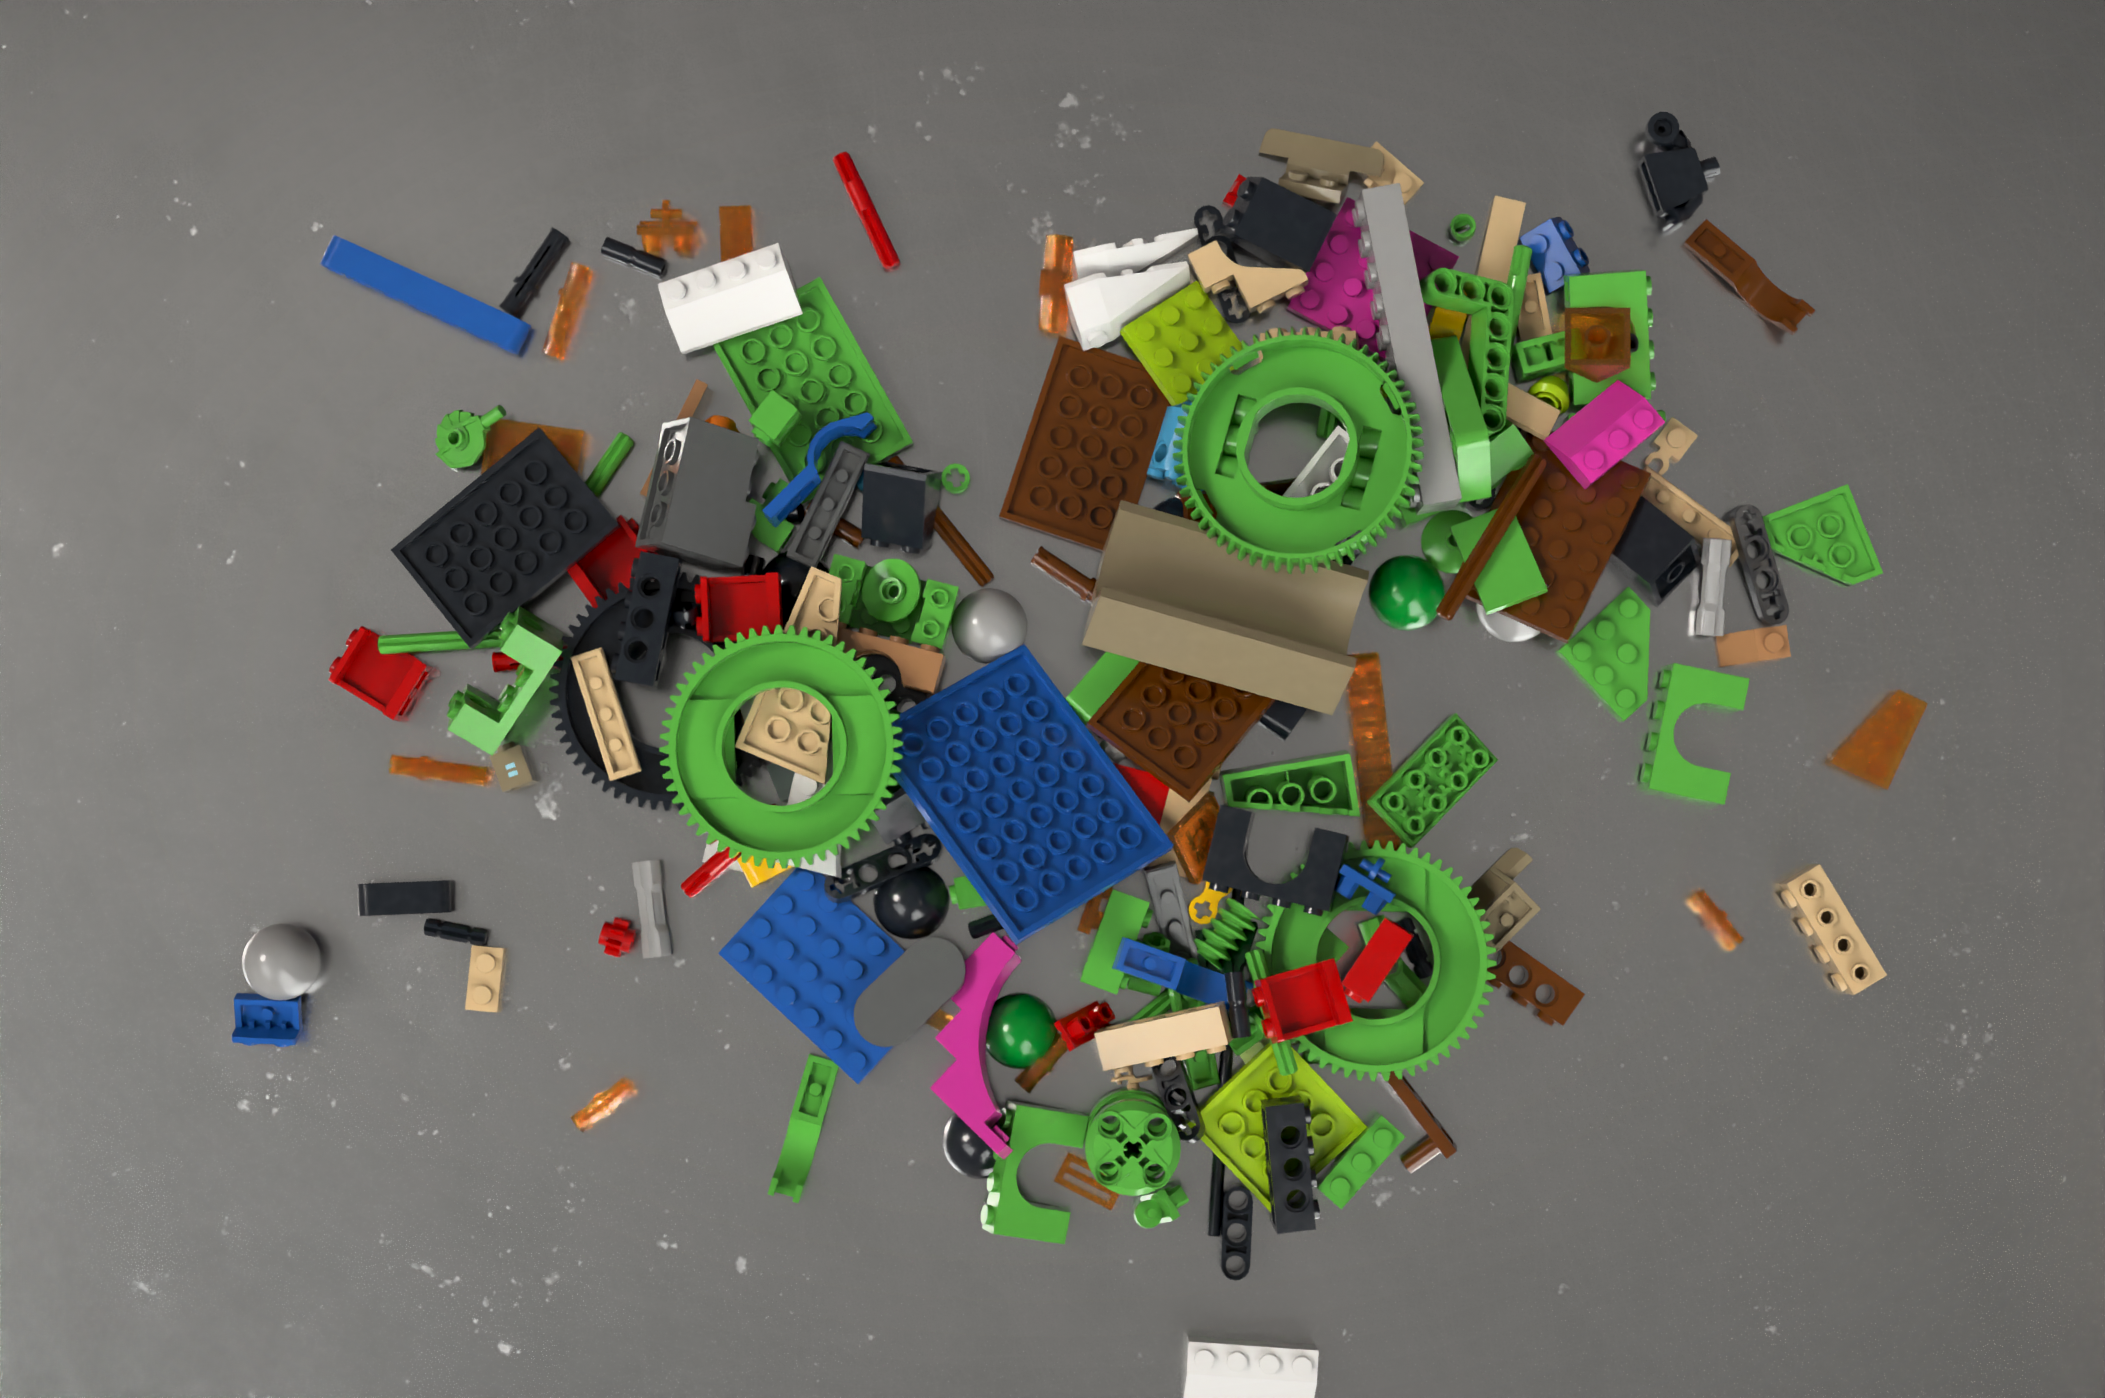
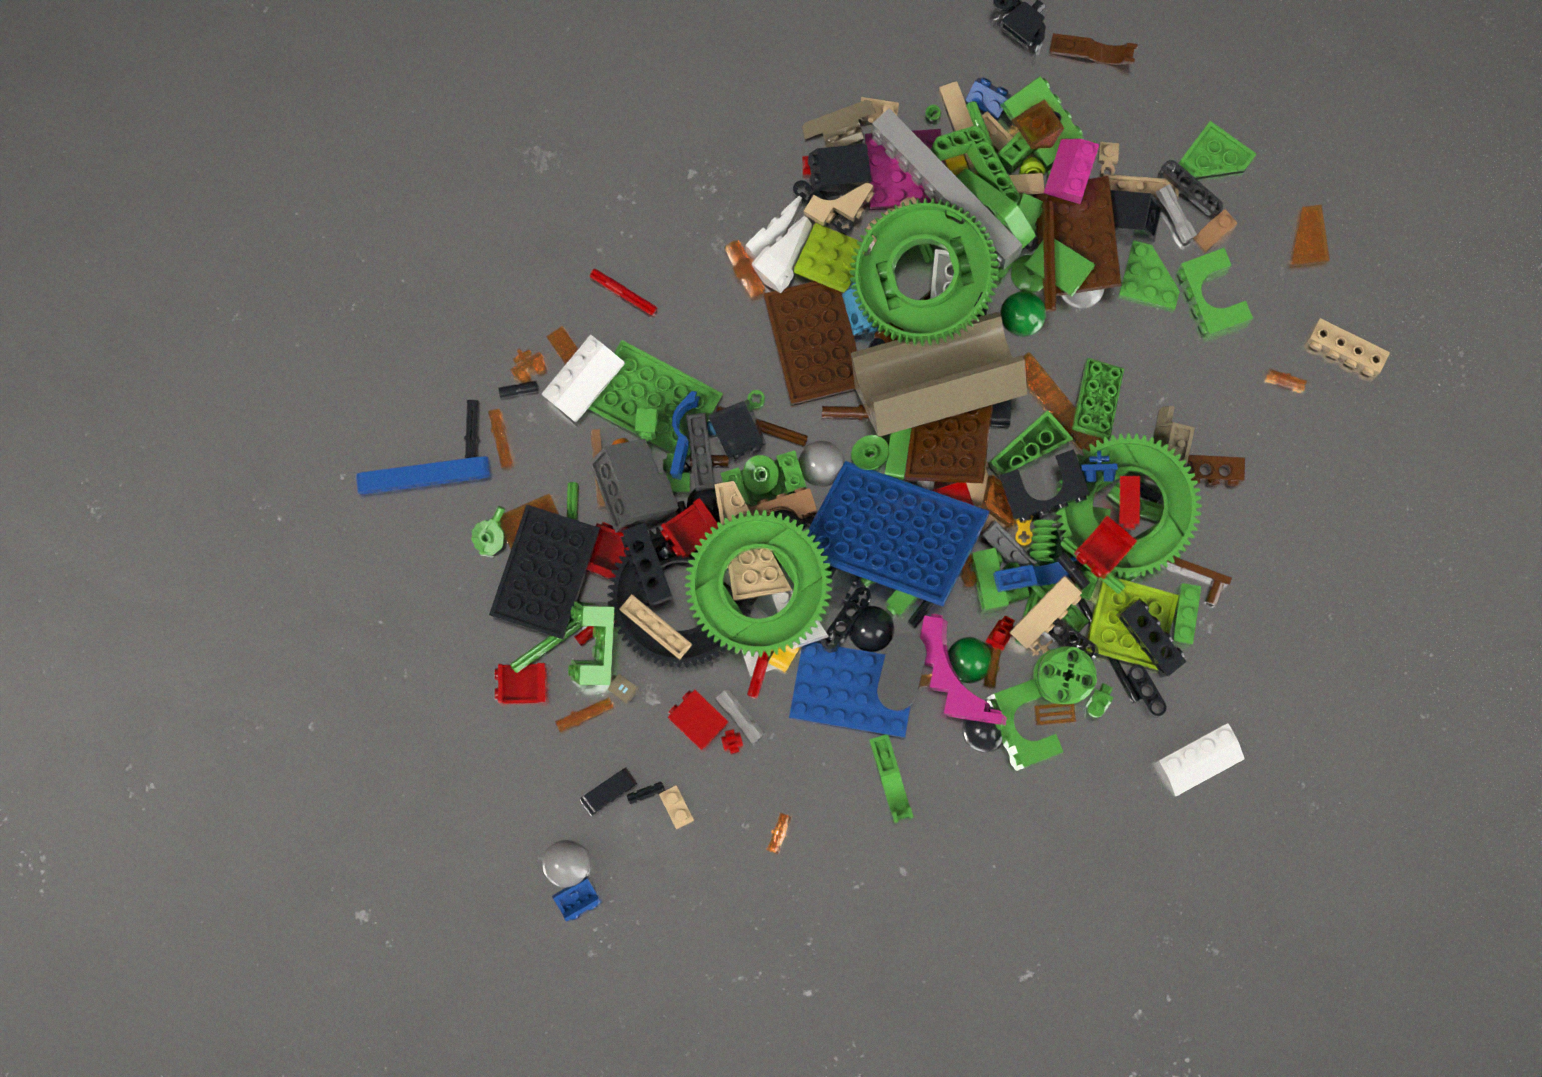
camera: 30 degrees left, 5 degrees down
(589, 876) = (697, 719): none -> red brick
(1062, 643) = (867, 446): none -> bright green dish

